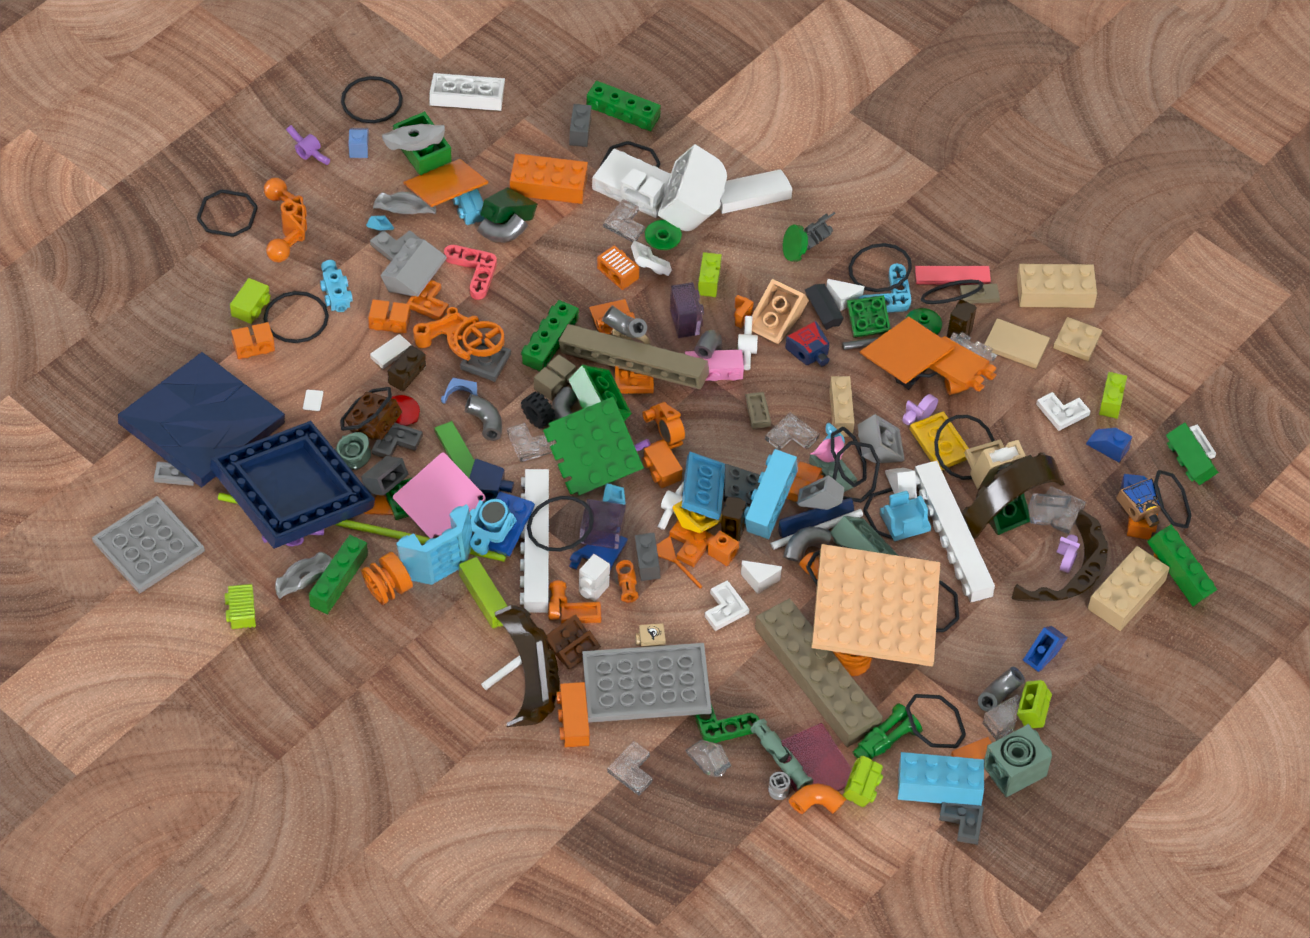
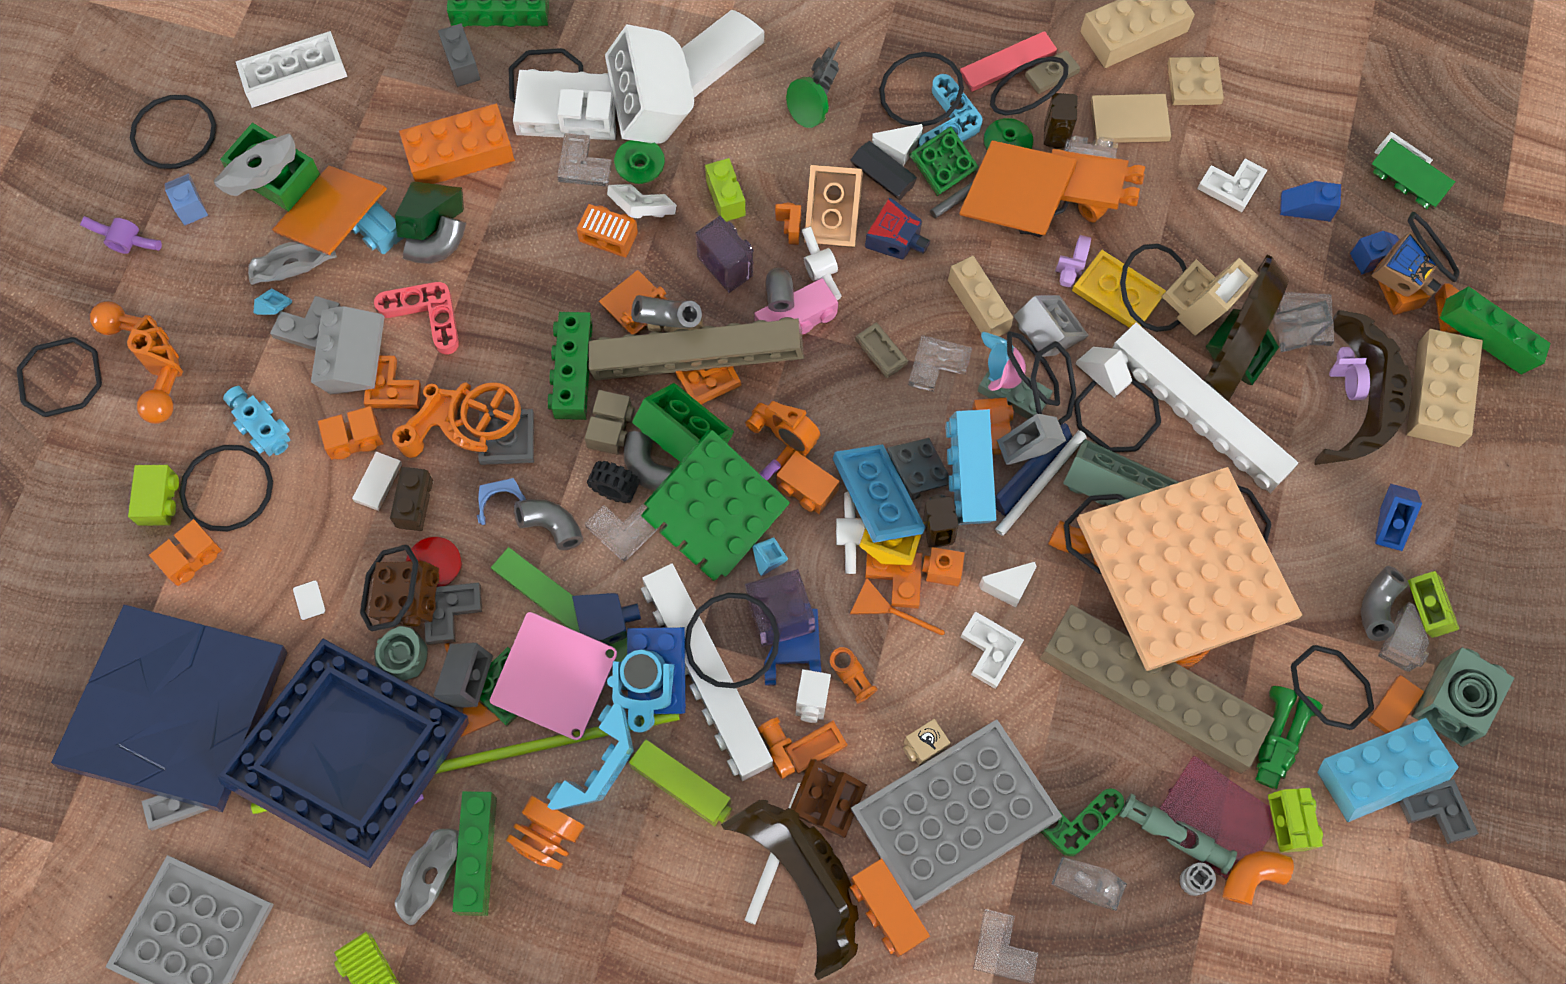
camera: 25 degrees left, 15 degrees up
(647, 556) = (860, 627): dark grey brick -> none
(803, 539) = (1038, 508): flat silver cylinder -> none
(905, 516) = (1137, 415): medium azure panel -> none
(1113, 395) = (1280, 142): lime brick -> none

